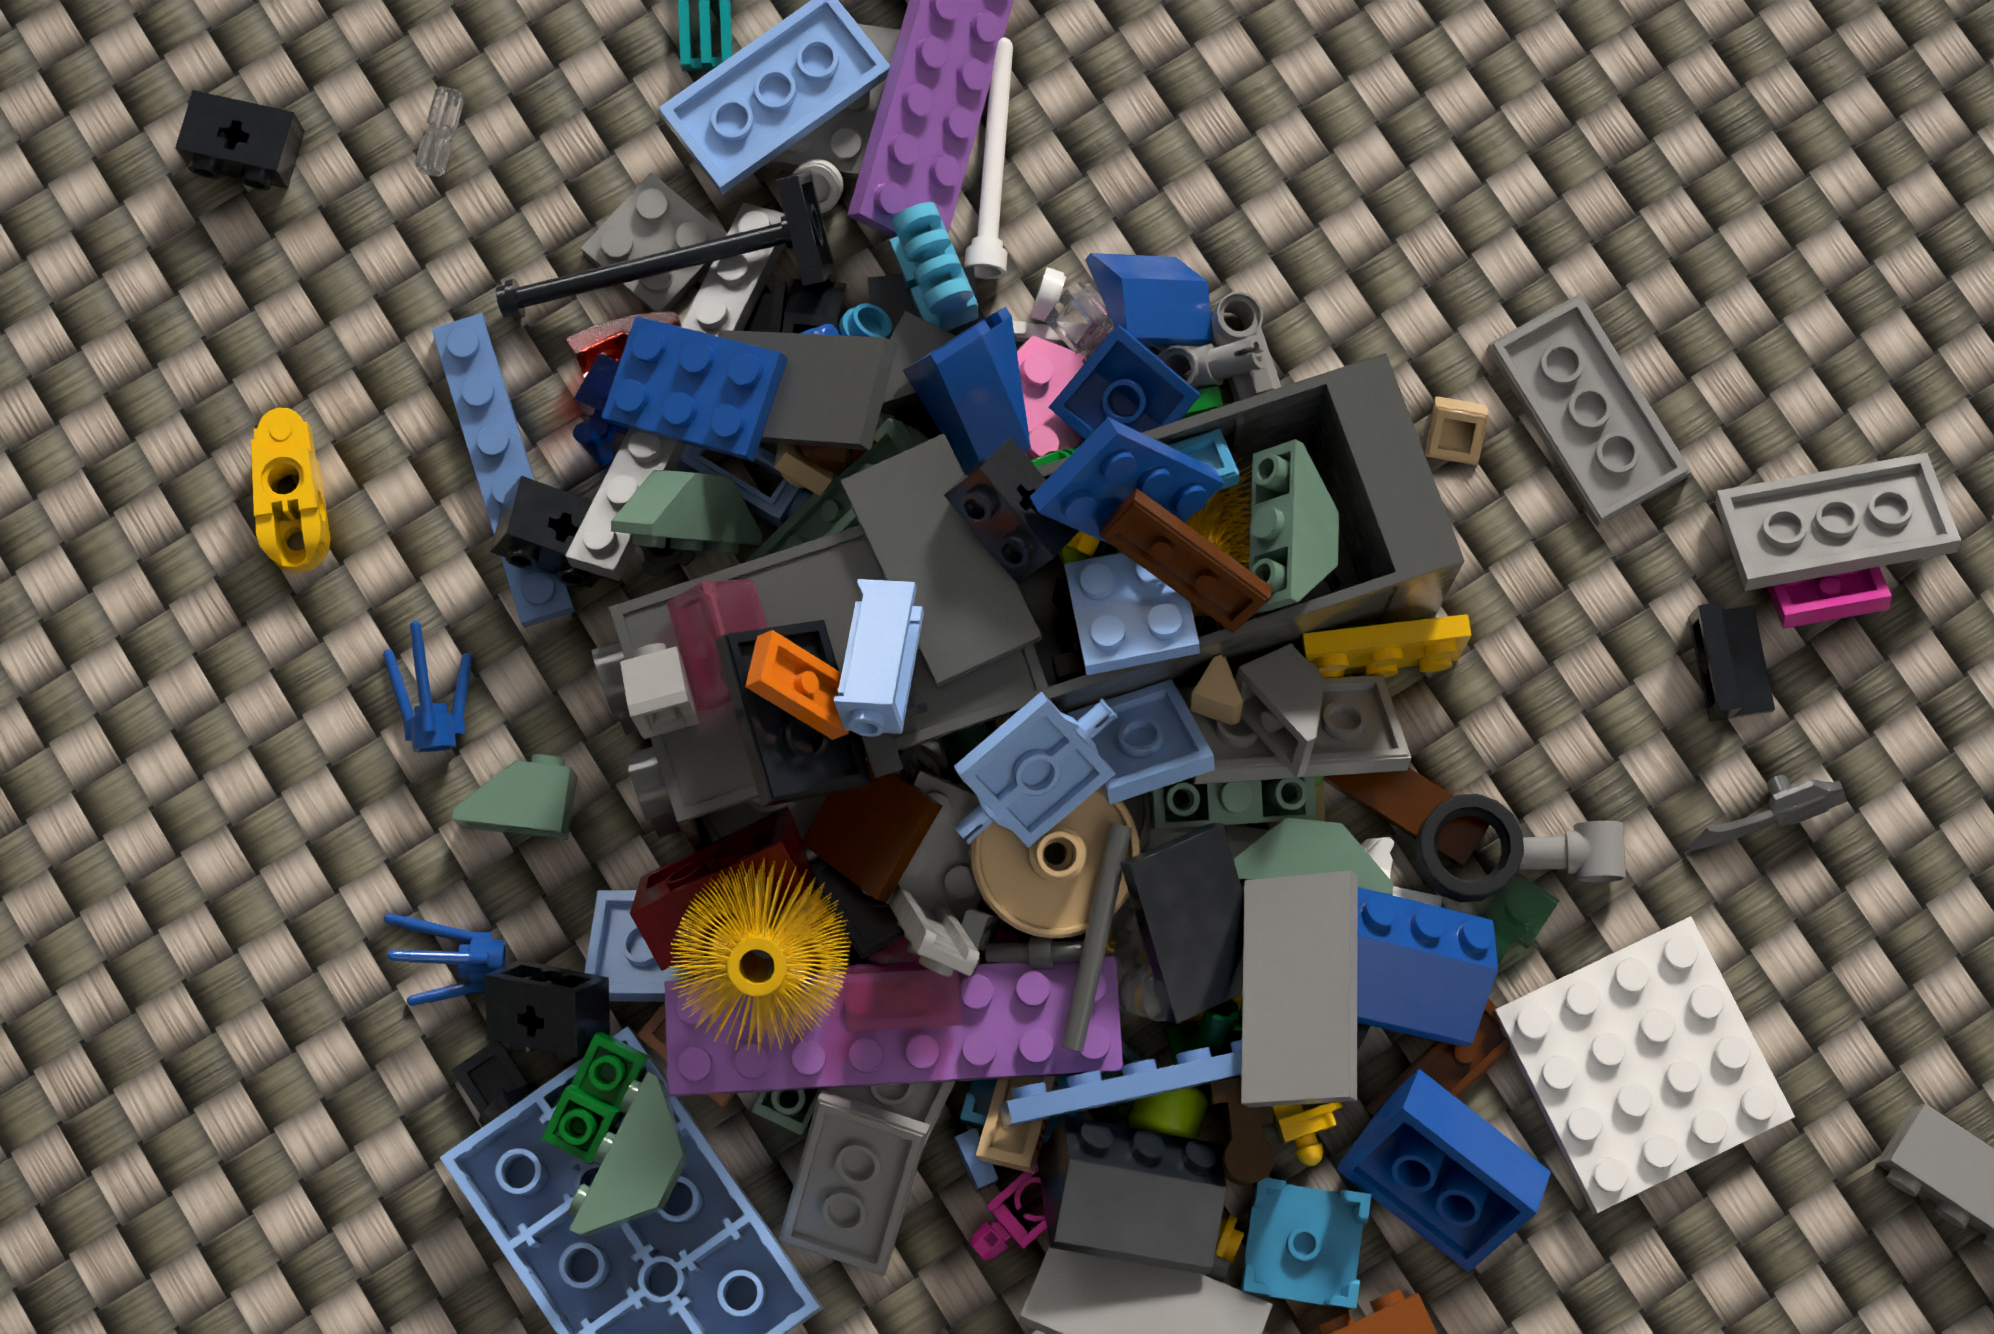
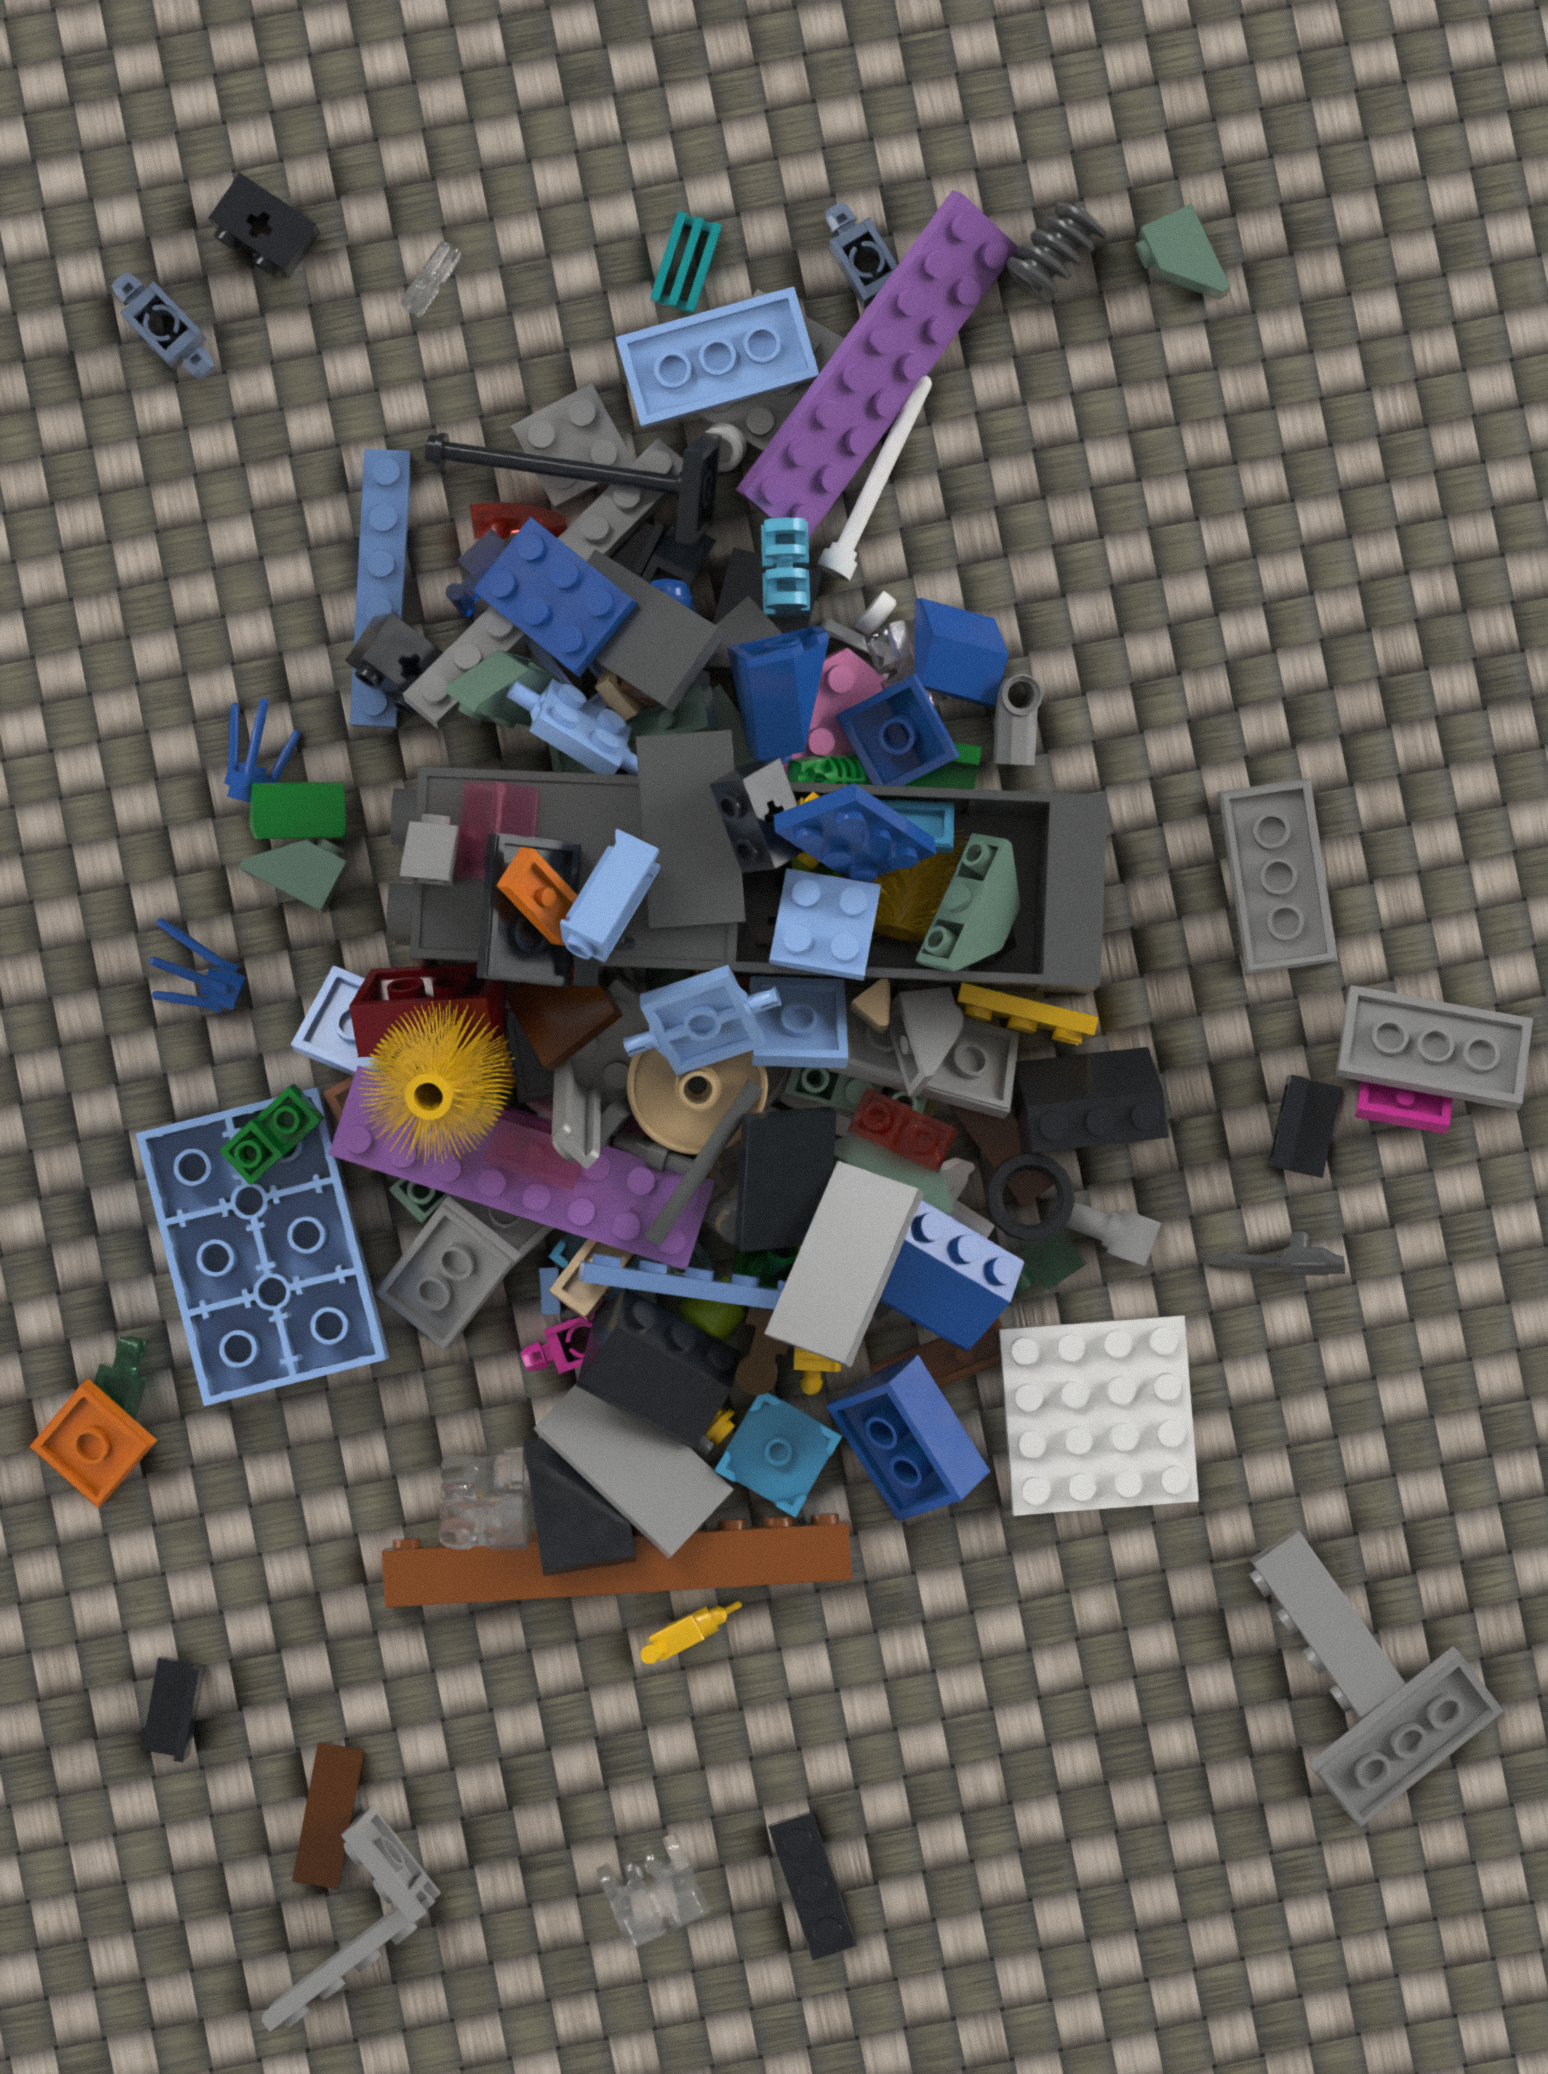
camera: 20 degrees right, 10 degrees up
(137, 265) = (142, 304): none -> sand blue piece
(279, 449) = (208, 504): yellow piece -> none
(493, 1081) = (198, 1087): black tile -> none
(496, 733) = (297, 810): none -> green slope
(546, 1008) = (259, 1047): black brick -> none
(635, 1165) = (284, 1198): sand green slope -> none
(767, 512) = (578, 727): none -> light blue plate
(866, 321) = (713, 594): dark azure plate -> none
(1185, 560) = (877, 908): reddish brown tile -> none
(1214, 364) = (981, 726): light grey pin -> none
(1302, 820) = (902, 1130): none -> clear red slope
(1456, 430) = (1164, 851): tan slope -> none
(1491, 721) = (1088, 1100): none -> black slope

